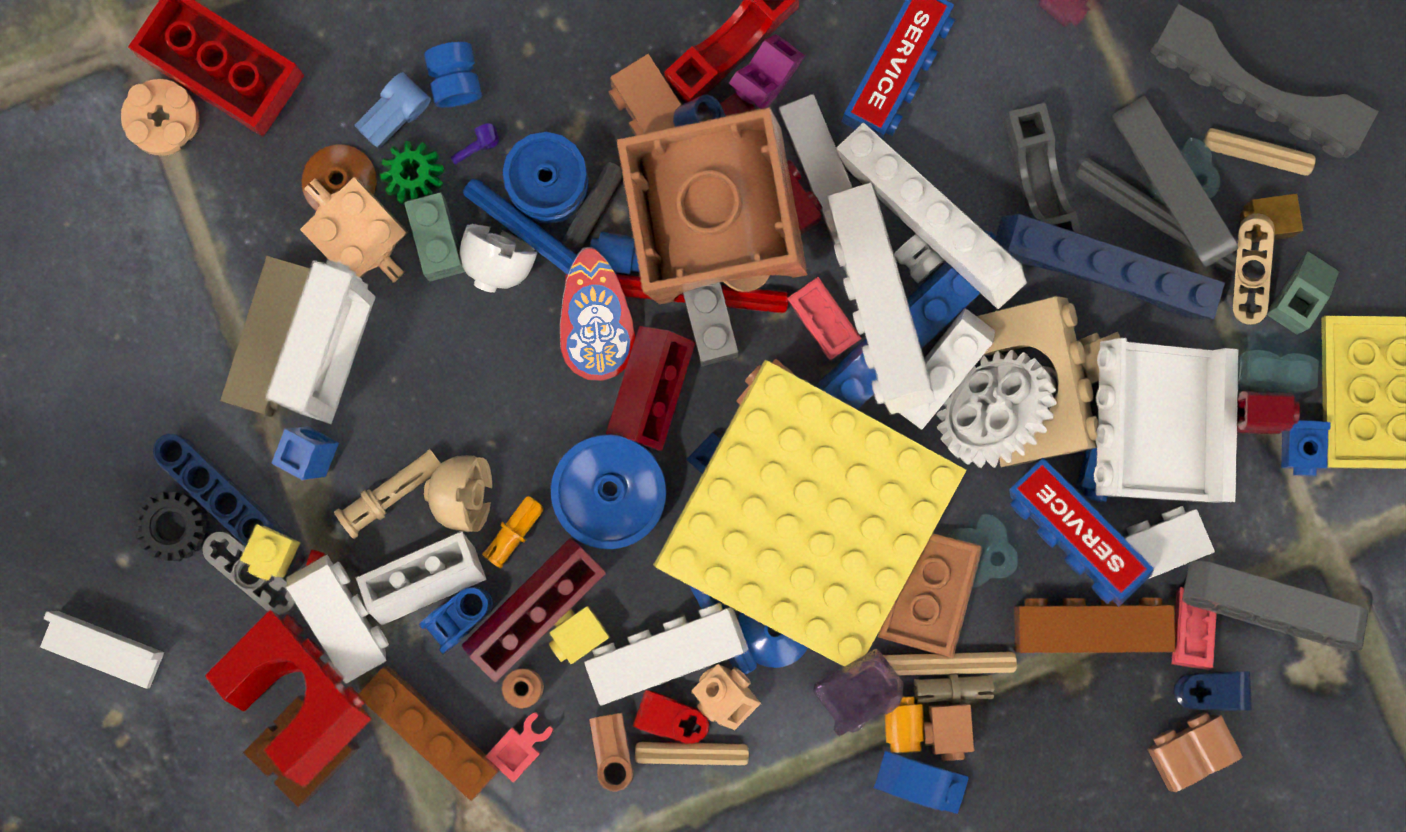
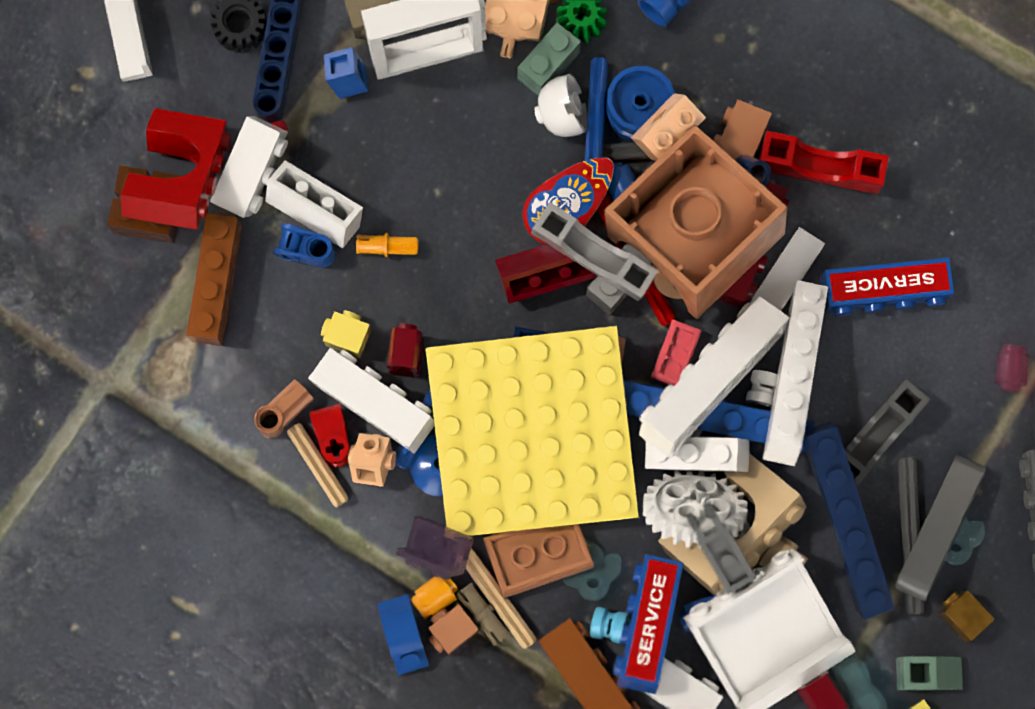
camera: 55 degrees right, 5 degrees down
(222, 563) = (236, 71): light grey beam -> none
(269, 553) = (262, 91): light yellow brick -> none
(374, 503) = (339, 139): tan pin -> none
(458, 492) = (388, 190): tan cylinder -> none
(486, 139) = (639, 50): dark purple hand -> none
(516, 750) = (239, 346): coral plate -> none
(533, 609) = (342, 291): dark red brick -> none
(533, 681) = (292, 326): nougat brick -> none
(596, 167) = (667, 126): none -> light nougat brick
(601, 517) = (436, 283): blue dish -> none
(639, 587) = (405, 351): none -> dark red brick
(676, 331) = (601, 258): none -> light grey arch
(767, 72) = (816, 202): magenta brick -> none
(1043, 577) = (608, 624): none -> medium azure wheel
(1065, 413) = (722, 551): none -> dark grey hinge
(1245, 242) = (933, 604): tan beam -> none
(1259, 151) = (1007, 577): tan axle -> none

